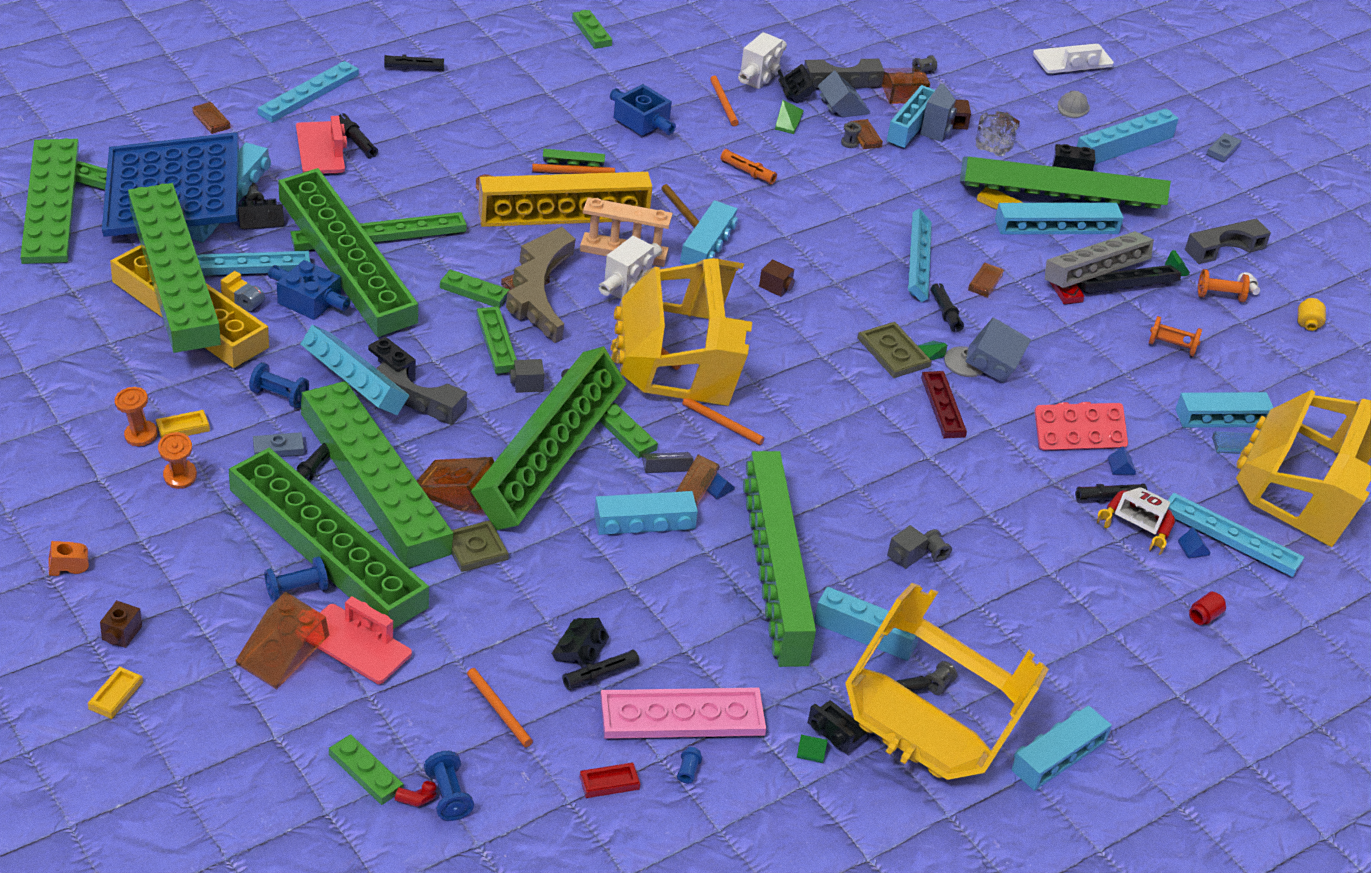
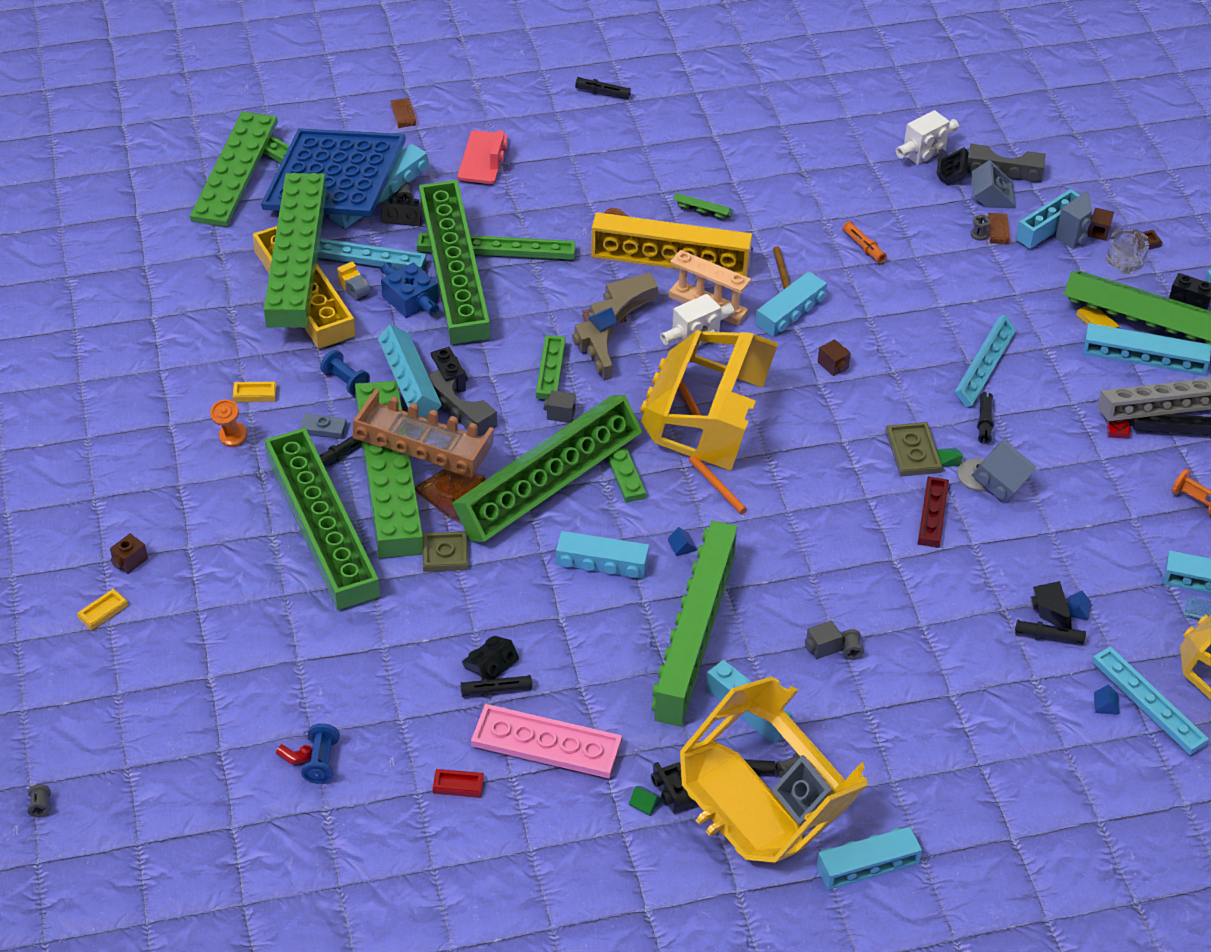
camera: 25 degrees right, 5 degrees up
(67, 557) = (112, 487): orange leg -> none
(132, 402) = (209, 365): orange hose -> none
(283, 640) = (245, 597): clear orange slope -> none
(308, 91) = (498, 101): medium azure plate -> none
(308, 576) = (280, 547): blue hose -> none
(352, 131) = (517, 146): black pin -> none
(363, 640) = (307, 611): coral bracket -> none
(365, 769) = (265, 721): bright green plate -> none
(406, 431) = (422, 437): none -> nougat window
(474, 288) = (553, 314): bright green plate -> none
(499, 707) = (397, 697): orange bar -> none
(537, 279) = (603, 319): none -> blue slope
(569, 169) = (699, 216): orange bar -> none
(592, 29) = (785, 79): bright green plate -> none
(643, 110) = (788, 169): blue brick -> none
(667, 462) = (647, 512): dark grey slope -> none
(691, 758) = (533, 783): blue pin -> none
(699, 477) = (662, 534): clear orange tile -> none
(724, 101) = (876, 171): orange bar -> none
(788, 117) = (929, 199): bright green slope -> none
(902, 83) = (1059, 179): clear orange slope -> none
(926, 61) = (1094, 166): dark grey bush -> none
(975, 696) = (802, 789): none -> sand blue slope
(985, 280) = (1040, 397): clear orange tile -> none
(1080, 426) = (1052, 561): coral bracket -> none
(1102, 465) = (1051, 604): none -> black slope
(1144, 510) = (1068, 656): torso -> none
(1207, 608) = (1083, 764): red brick -> none

